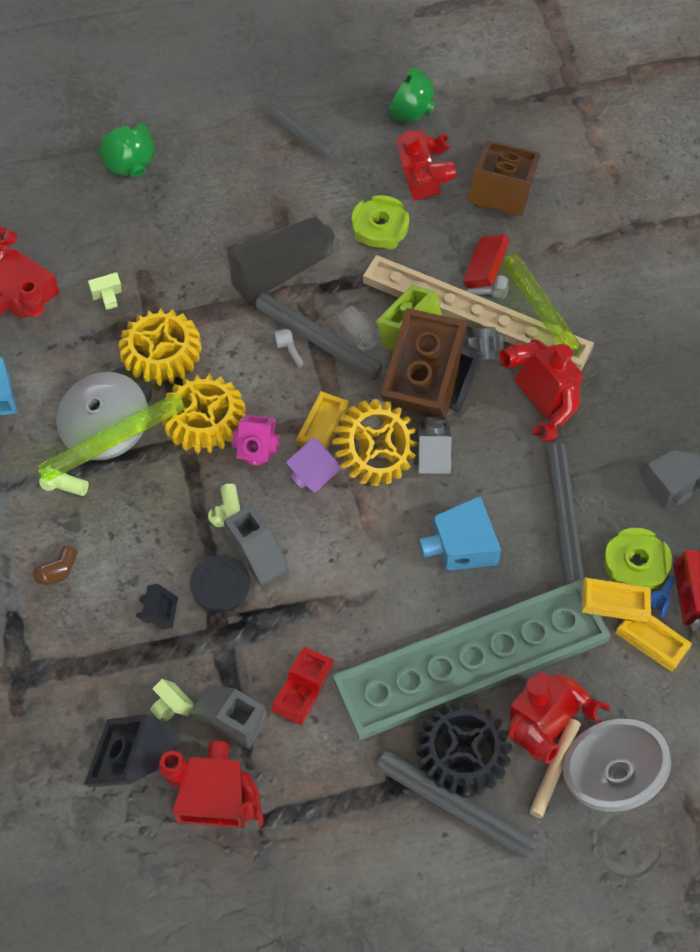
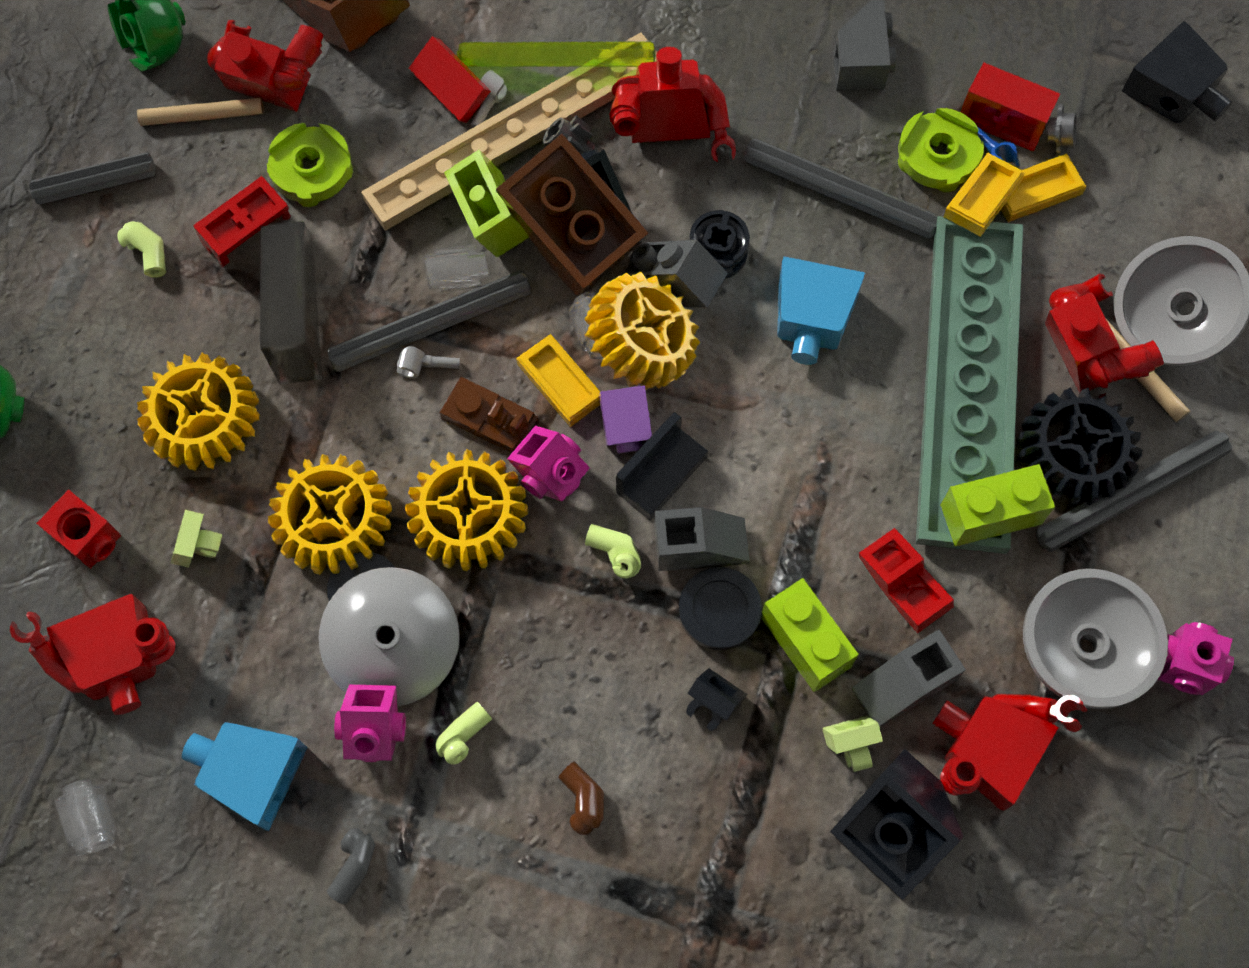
camera: 60 degrees left, 10 degrees up
(41, 428) = (369, 723): none -> dark pink brick
(82, 235) = (70, 515): none -> red brick
(110, 437) = (449, 638): clear neon green axle -> none
(168, 256) = (191, 389): none -> yellow gear
(226, 639) = (808, 635): none -> lime brick
(275, 395) = (488, 415): none -> reddish brown plate
(276, 175) = (149, 243): none -> yellowish green arm
(295, 502) = (659, 467): none -> black panel
(315, 793) = (1117, 621): none -> light grey dish
(316, 203) = (240, 219): none -> red hinge
(346, 906) = (1197, 659): none -> dark pink brick
(376, 704) = (997, 505): none -> lime brick
(379, 155) = (200, 111): none -> tan bar
(472, 460) = (724, 238): none -> black wheel

